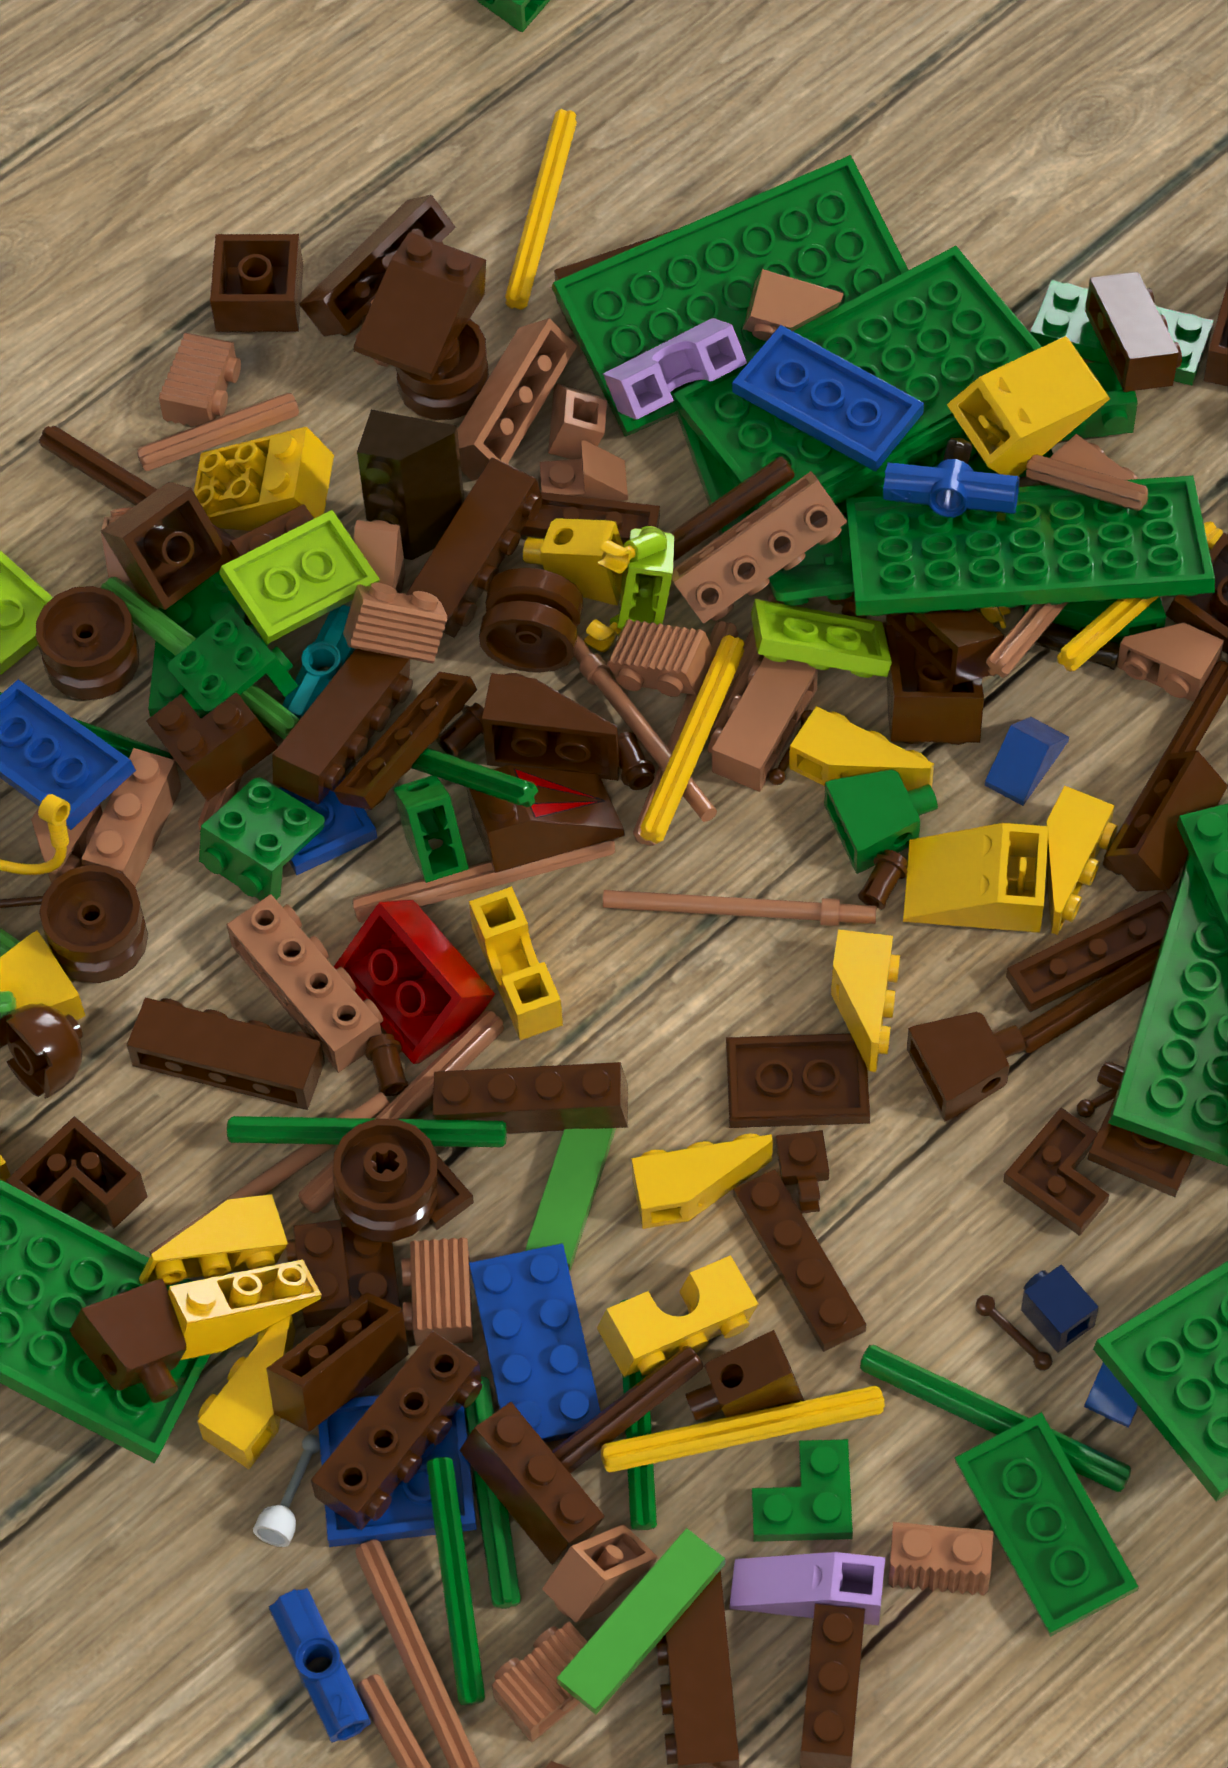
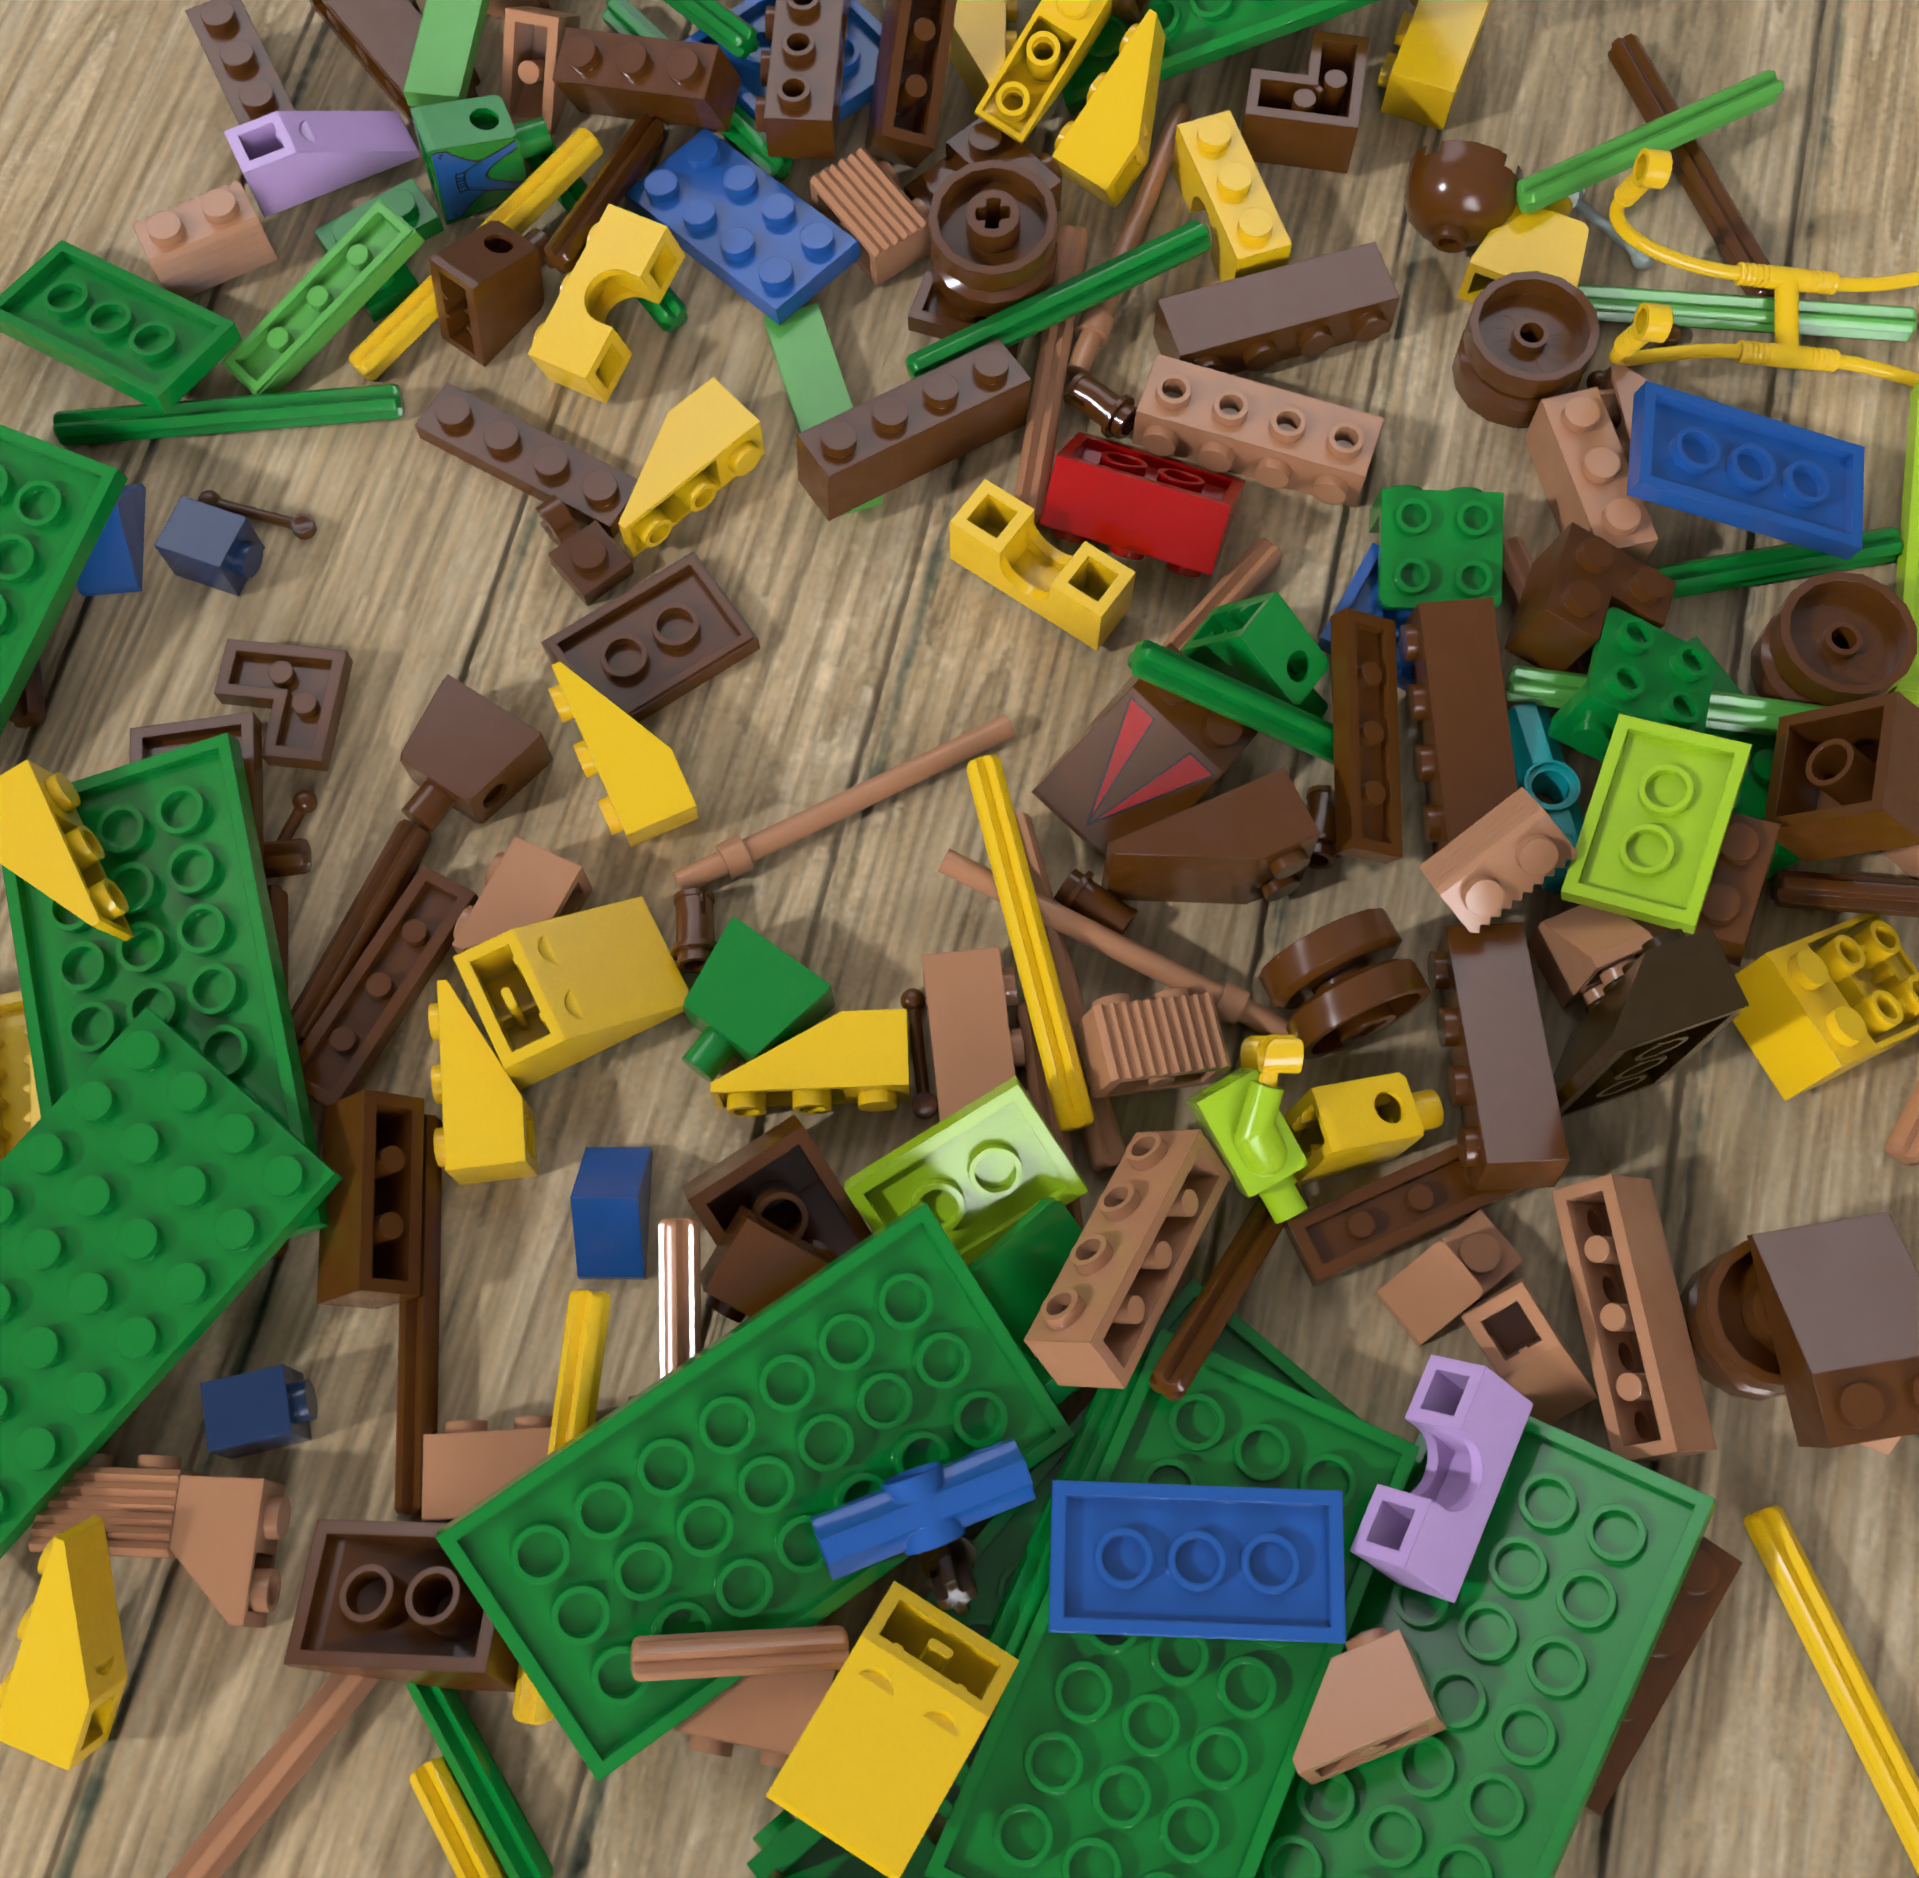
camera: 145 degrees right, 10 degrees up
(181, 1163) = (1220, 176): none -> yellow arch
(696, 1496) = (475, 152): none -> green torso
(875, 1453) = (323, 300): none -> bright green tile
(980, 946) = (520, 890): none -> nougat slope

